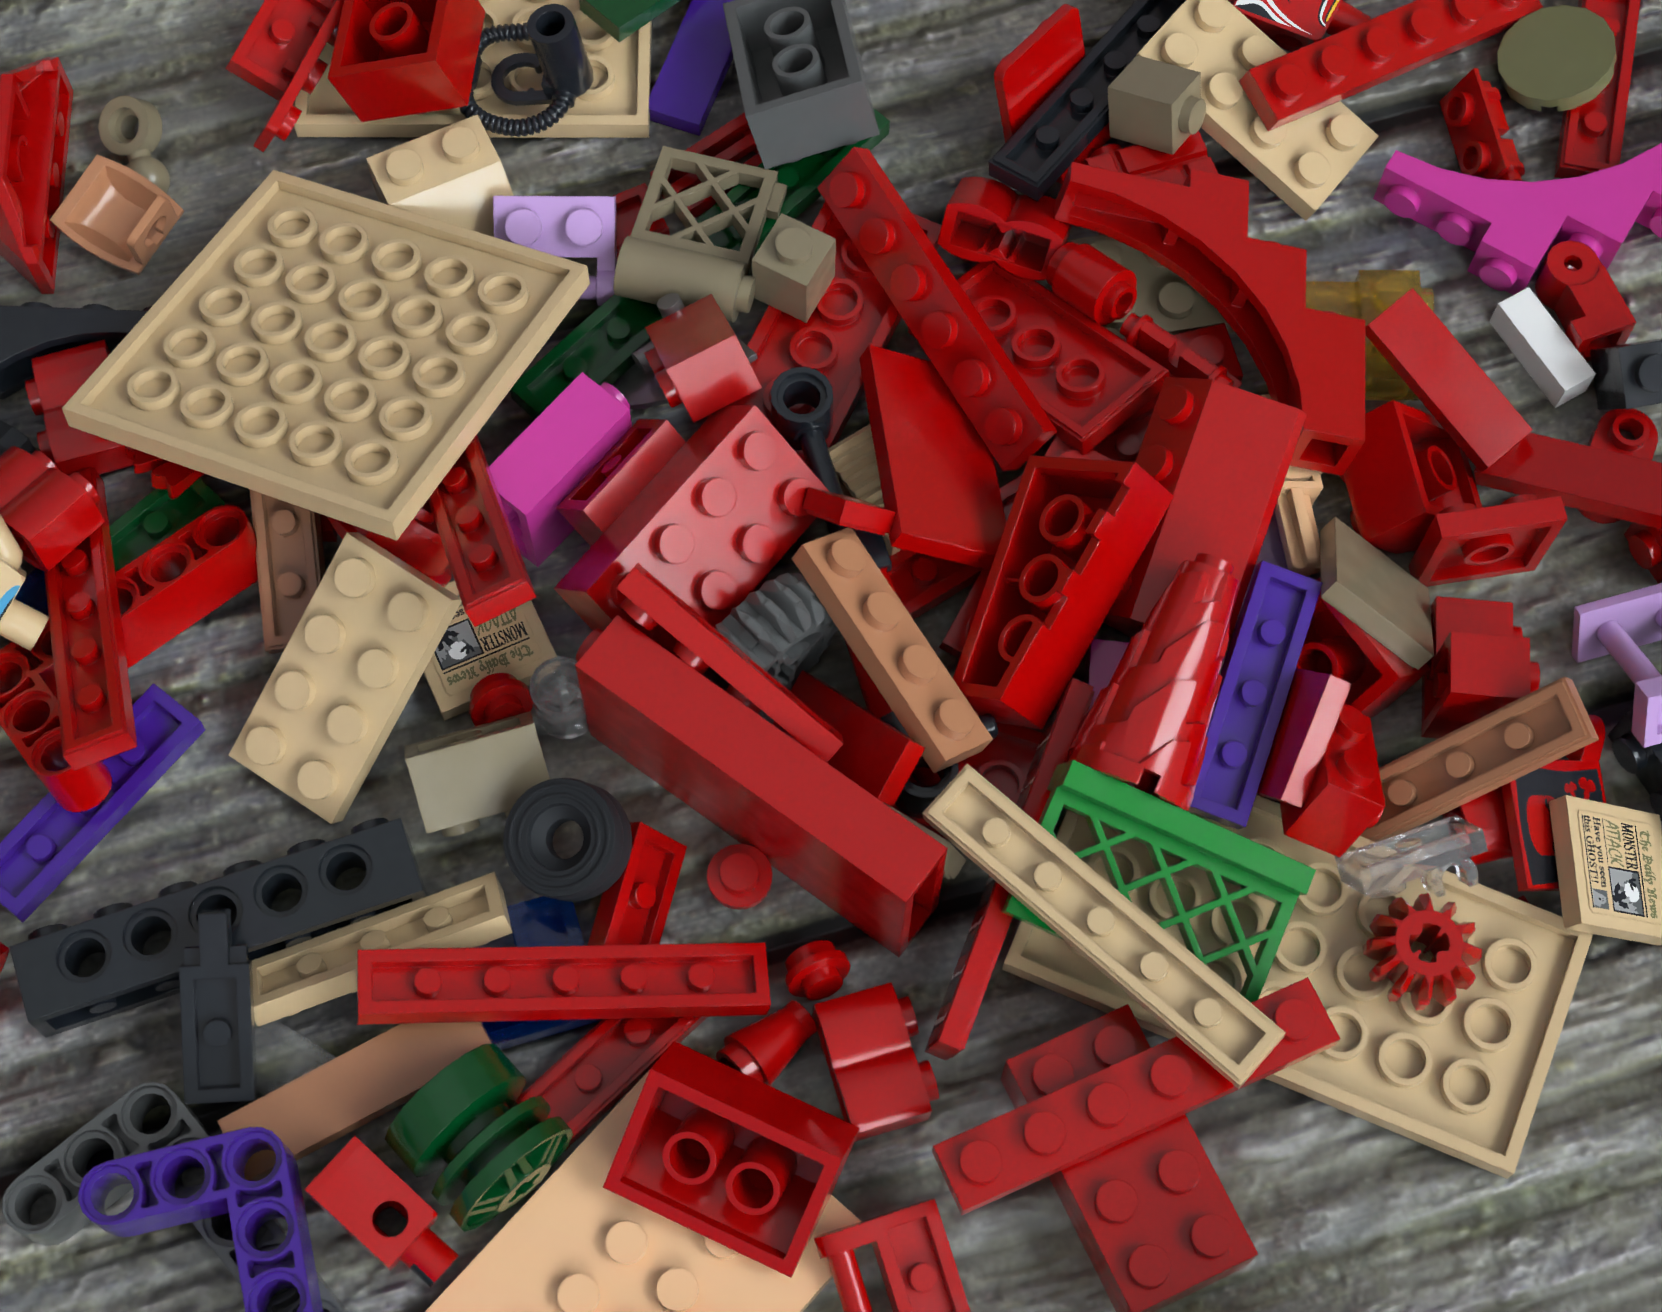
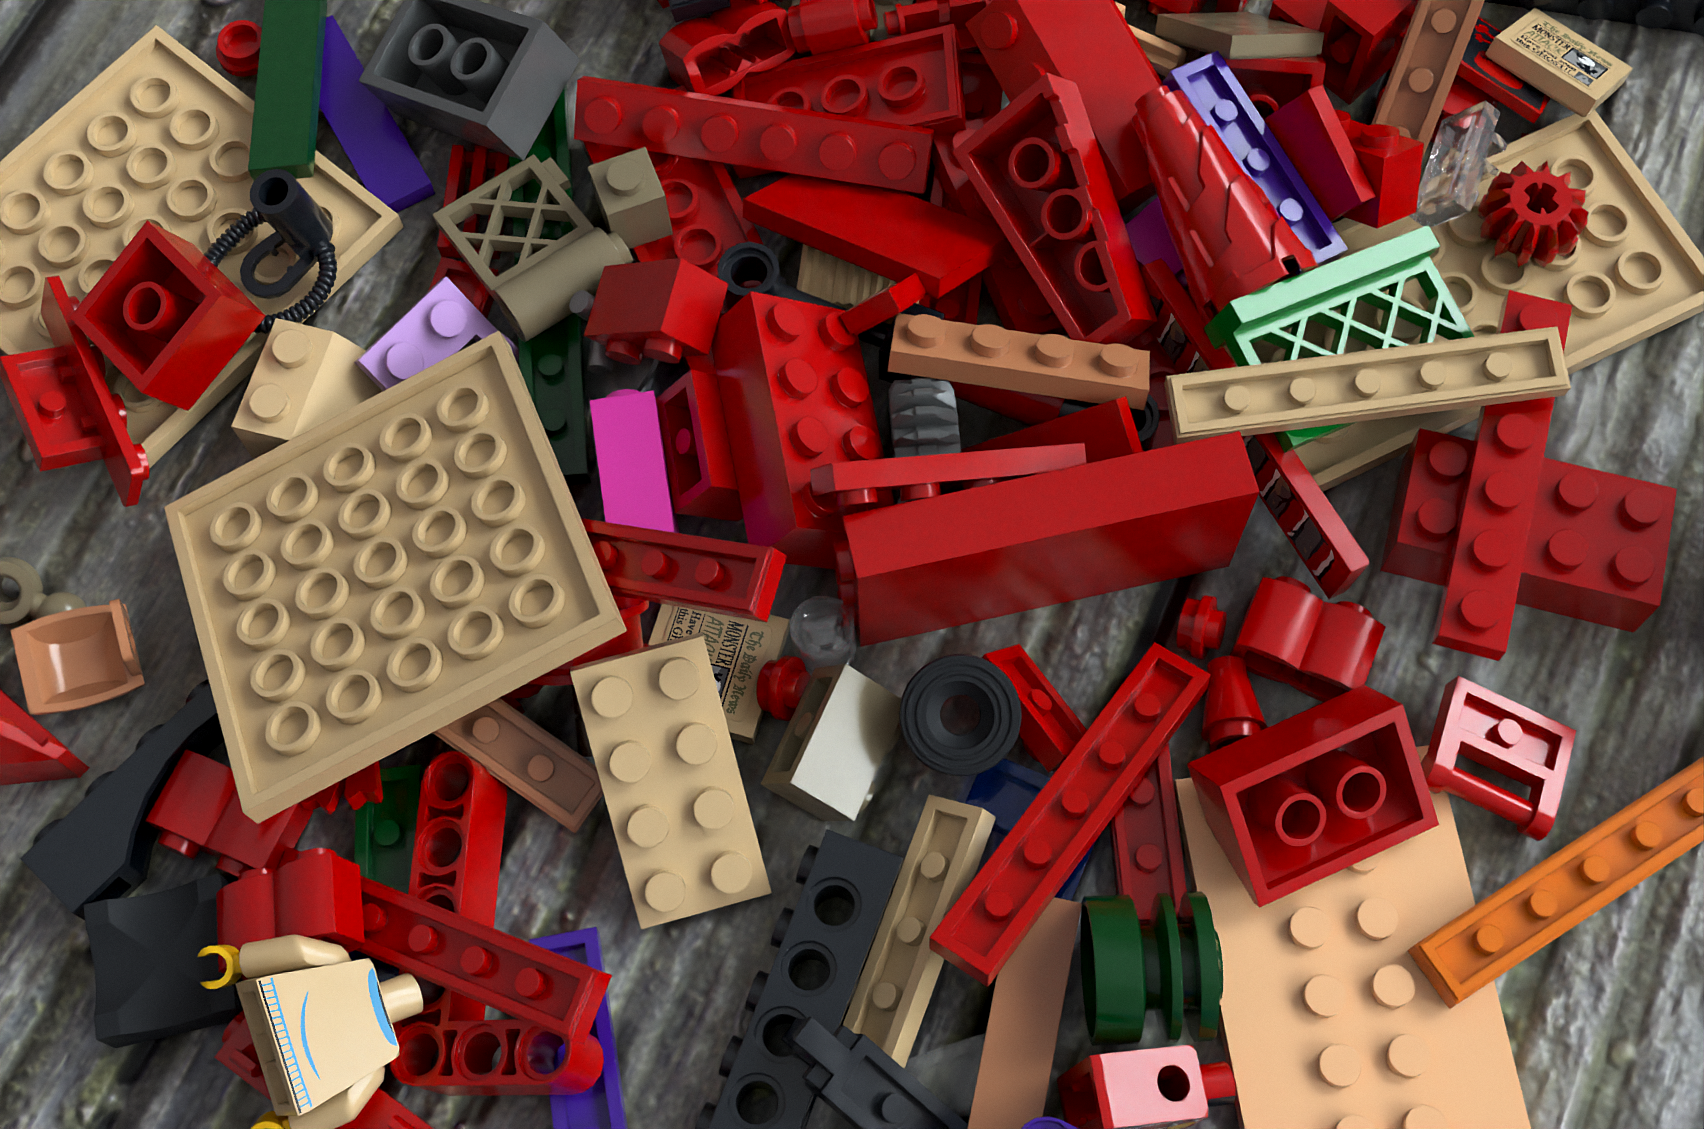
camera: 45 degrees left, 0 degrees up
(739, 876) = (1077, 624): red plate -> none

